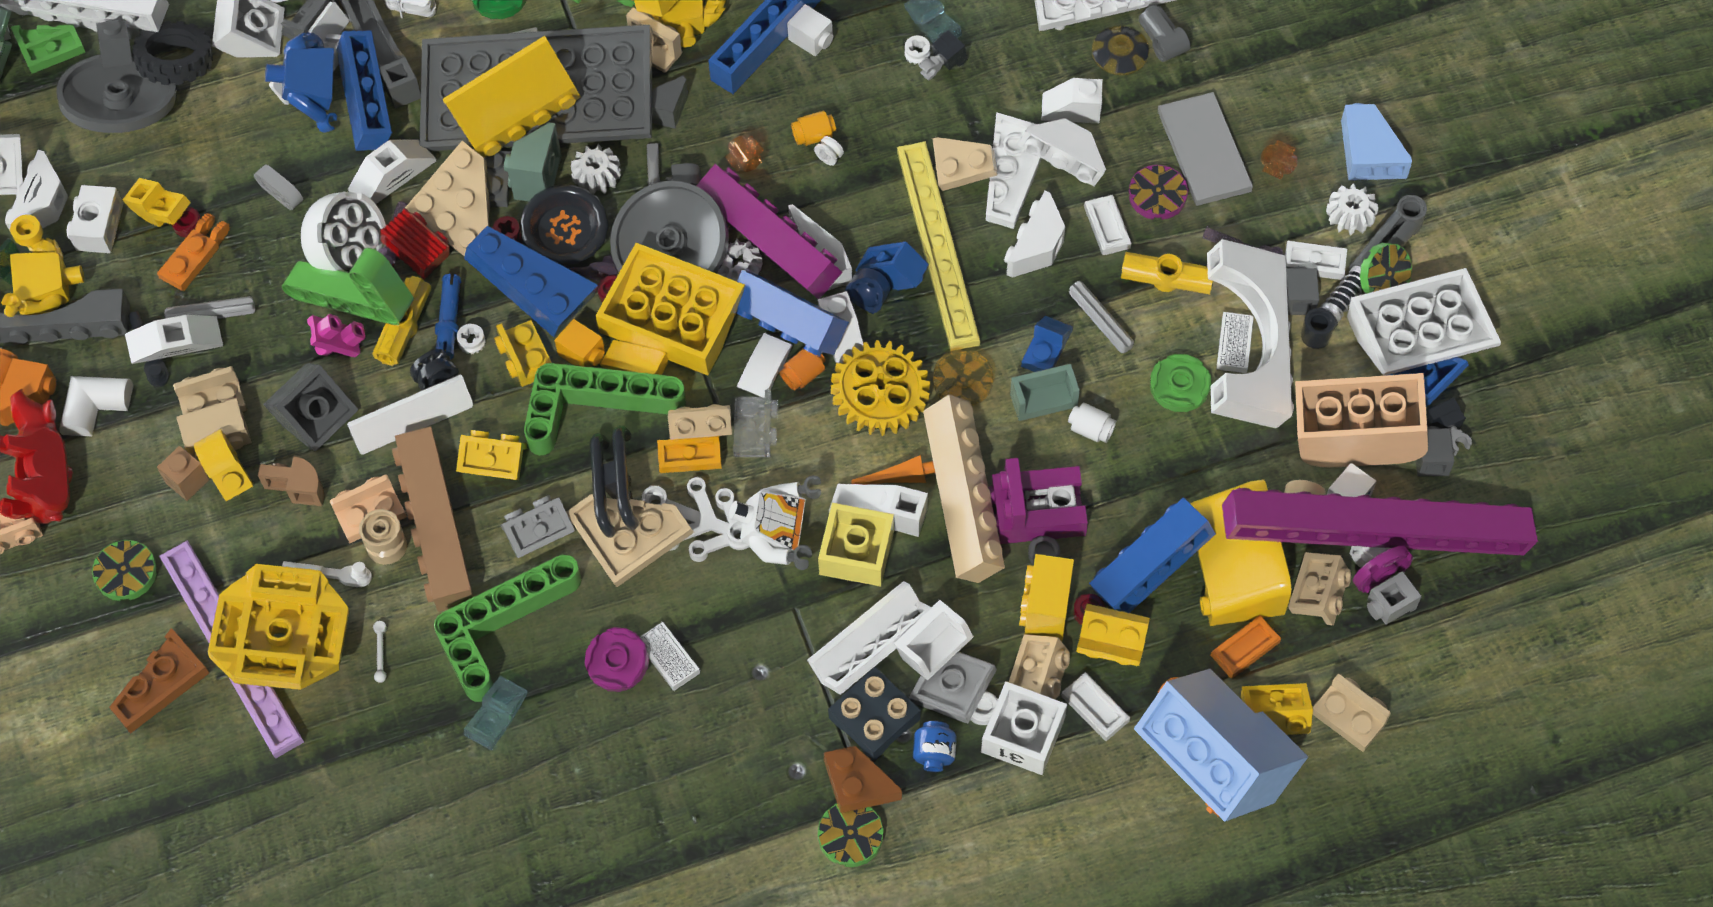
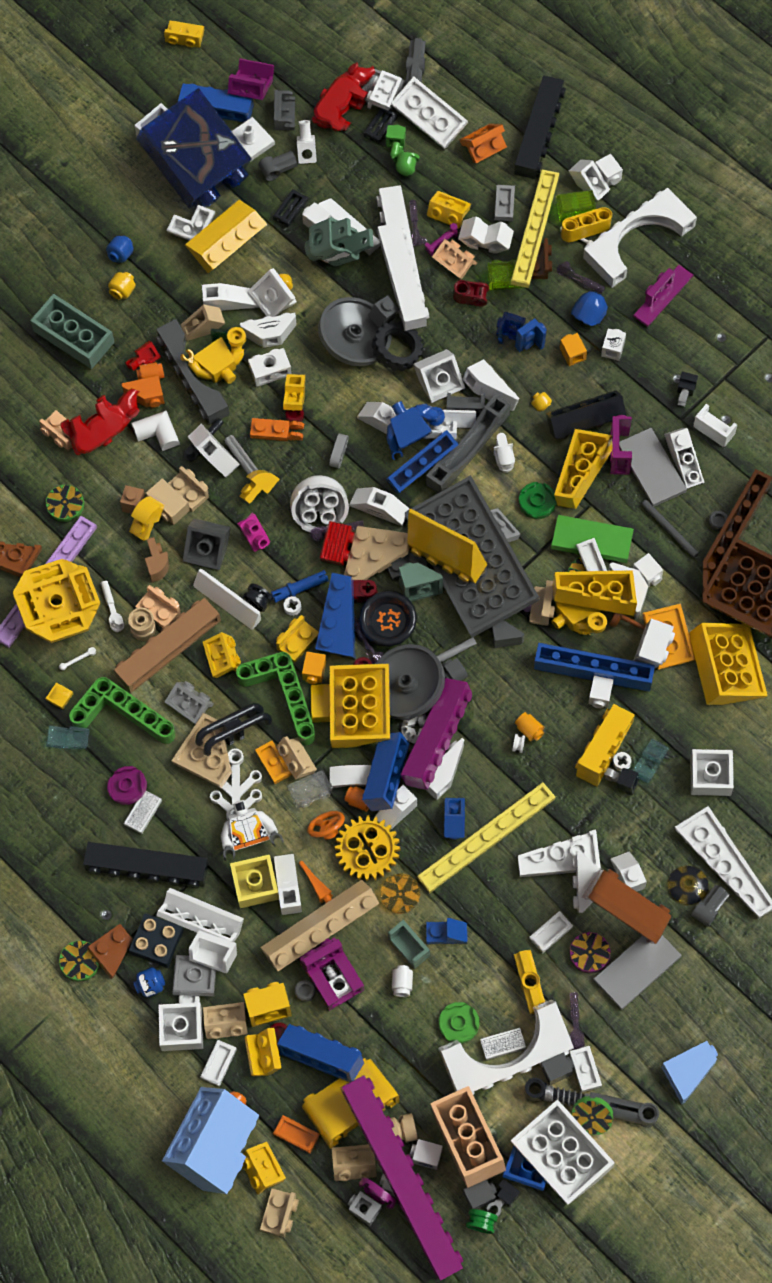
camera: 65 degrees right, 5 degrees up
(47, 45) = (371, 277): bright green wing -> none
(259, 118) = (377, 415): none -> white slope
(264, 300) = (260, 481): none -> yellow brick
(367, 291) = (281, 526): bright green beam -> none
(395, 337) = (295, 561): yellow piece -> none
(424, 698) = (59, 696): none -> yellow tile
(595, 169) = (437, 610): white gear -> none
(744, 153) = (490, 695): clear orange gear -> none
(752, 682) = (145, 864): none -> black brick
(823, 422) = (328, 828): none -> orange piece
(868, 289) = (430, 810): dark blue piece -> none
(888, 56) = (604, 744): none -> yellow wedge
(962, 162) = (549, 825): tan wing -> none
(1038, 239) = (517, 895): white slope -> none
(1101, 317) = (481, 956): light grey axle -> none
(1131, 96) = (628, 905): none -> dark orange windscreen
(1279, 159) = (648, 1016): clear orange gear -> none
(1352, 209) = (636, 1084): white gear -> none
(1472, 462) = (481, 1221): none -> green wheel

